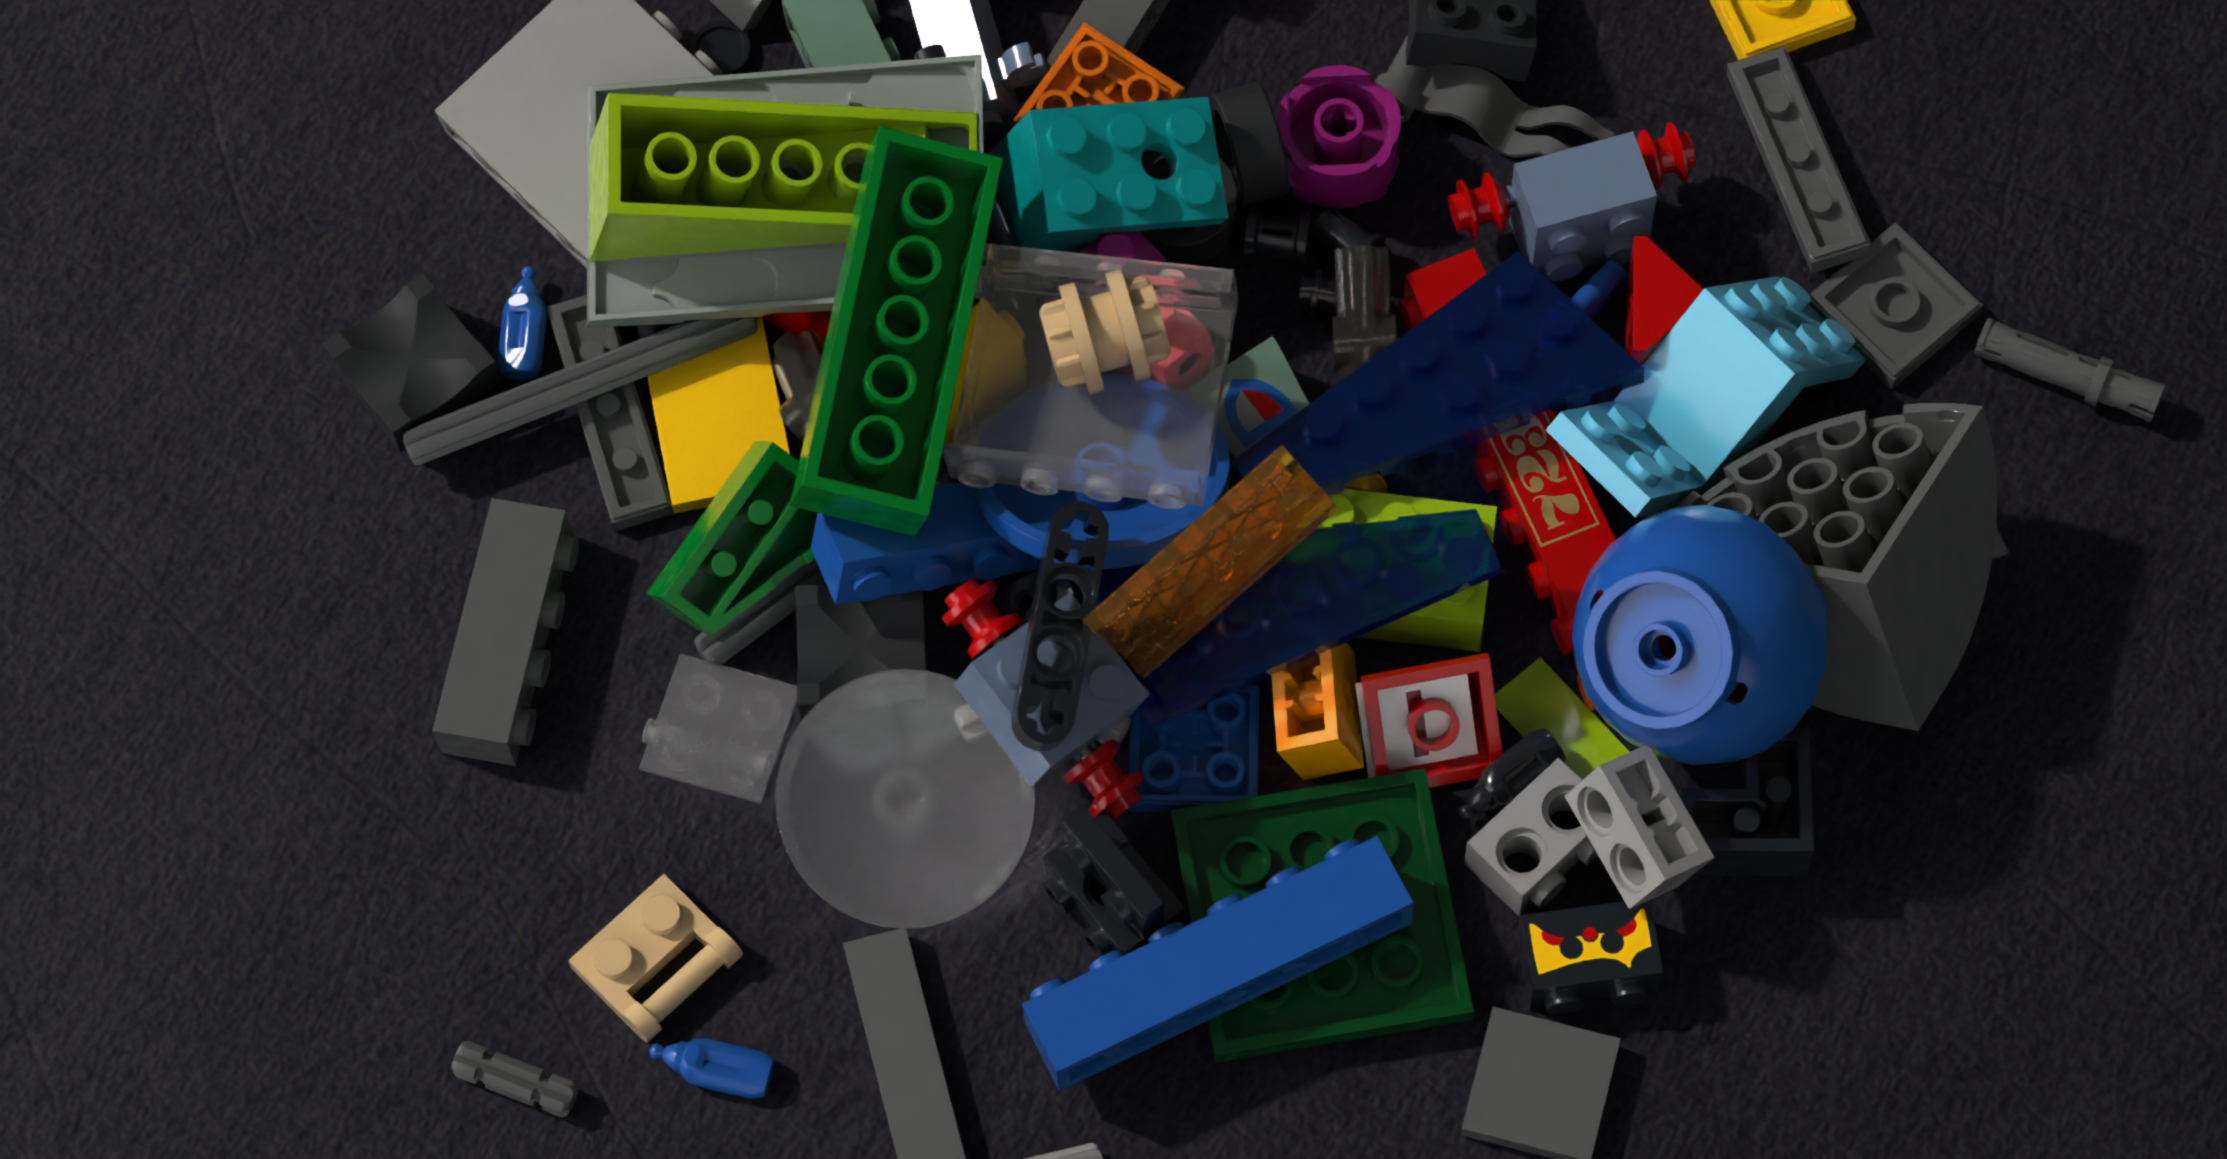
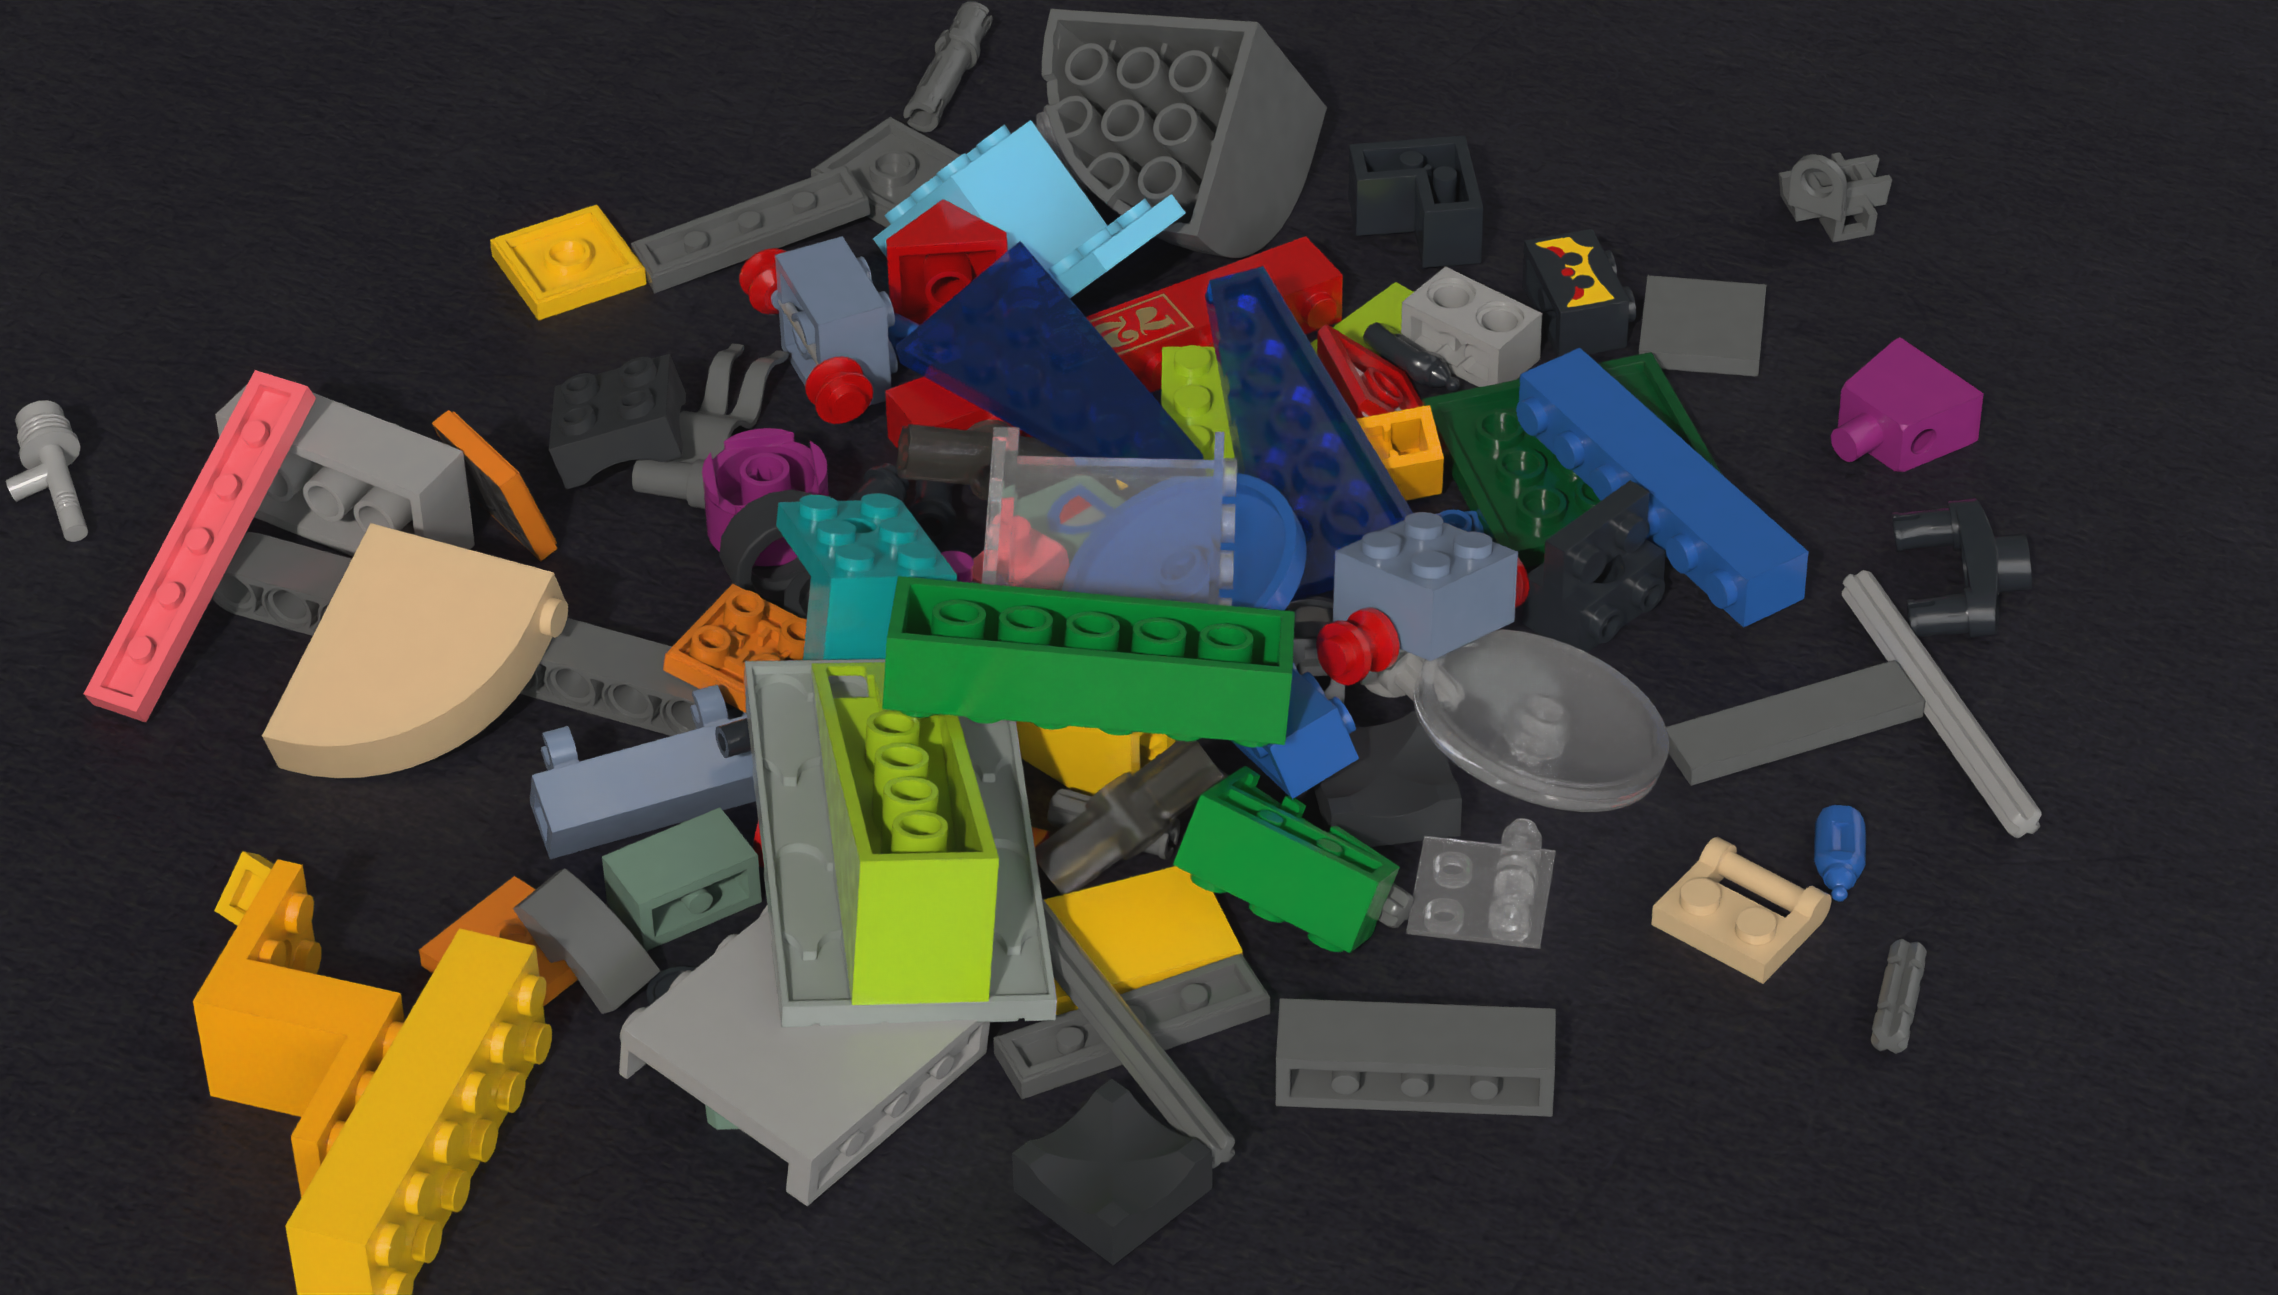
camera: 100 degrees left, 25 degrees down
(523, 330) = (1040, 1100): blue piece -> none
(1055, 624) = (1386, 525): black beam -> none
(1105, 331) = (1073, 509): tan piece -> none
(1211, 562) = (1271, 445): clear orange fence -> none
(1639, 826) = (1474, 220): light grey brick -> none
(1737, 614) = (1331, 122): blue piece -> none

